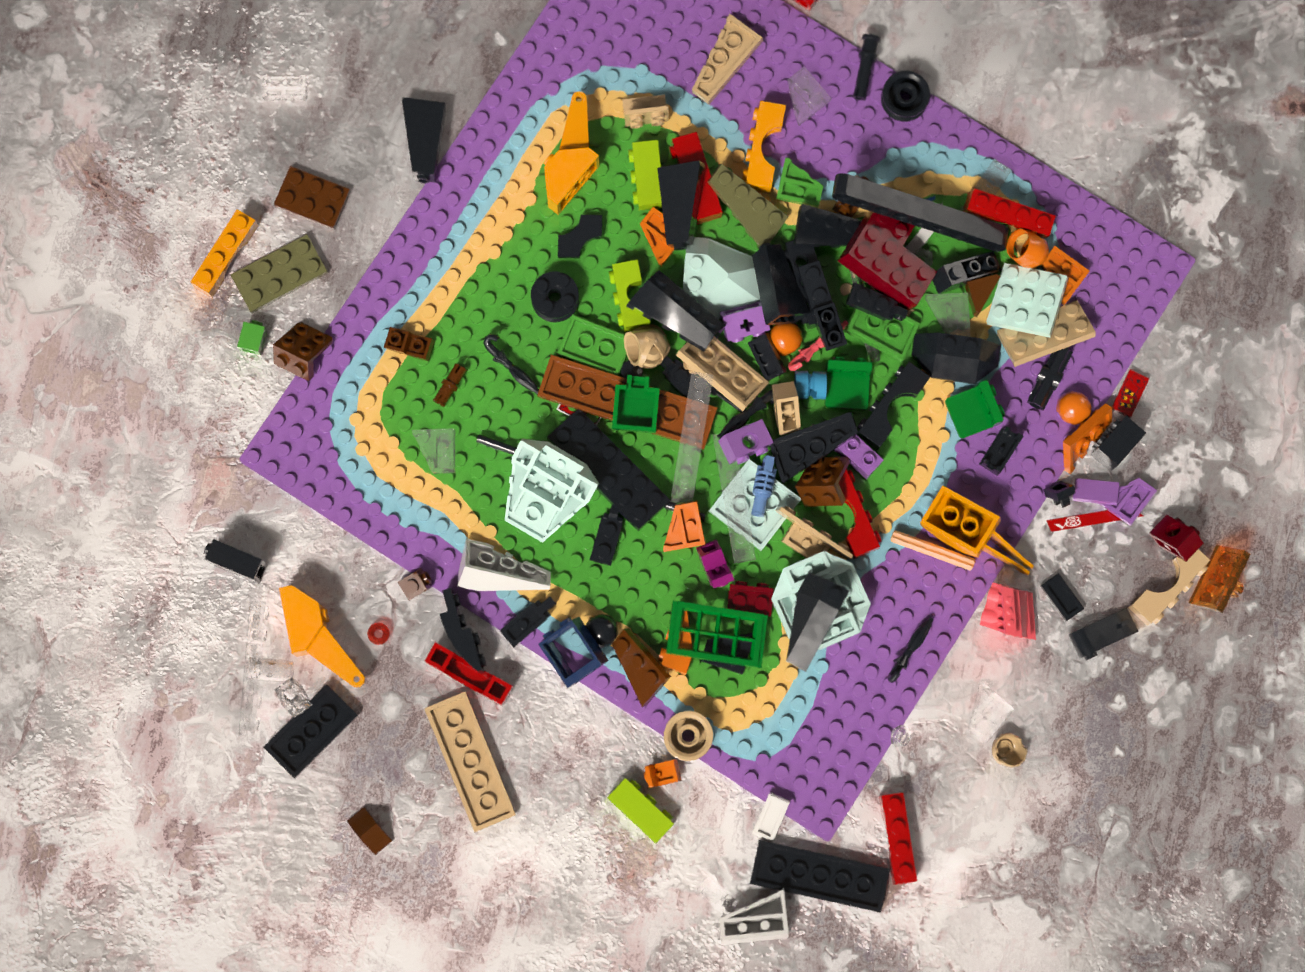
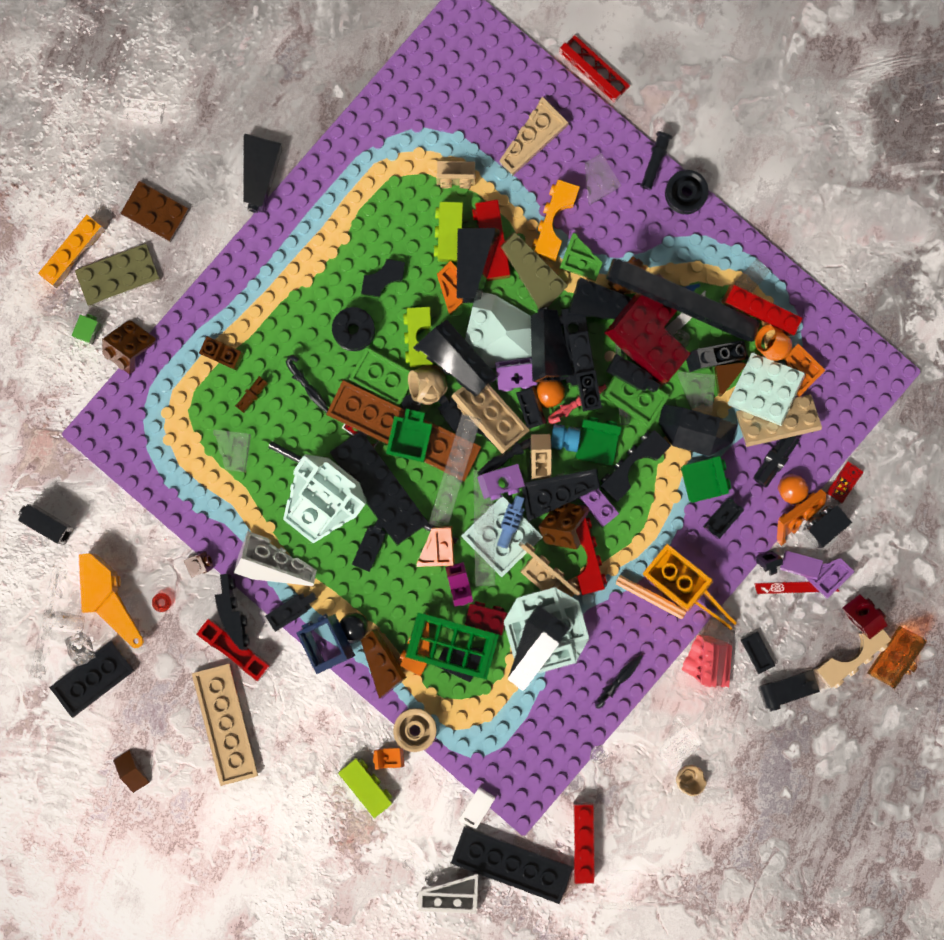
camera: 15 degrees right, 5 degrees up
(574, 161) = (386, 213): light orange slope -> none

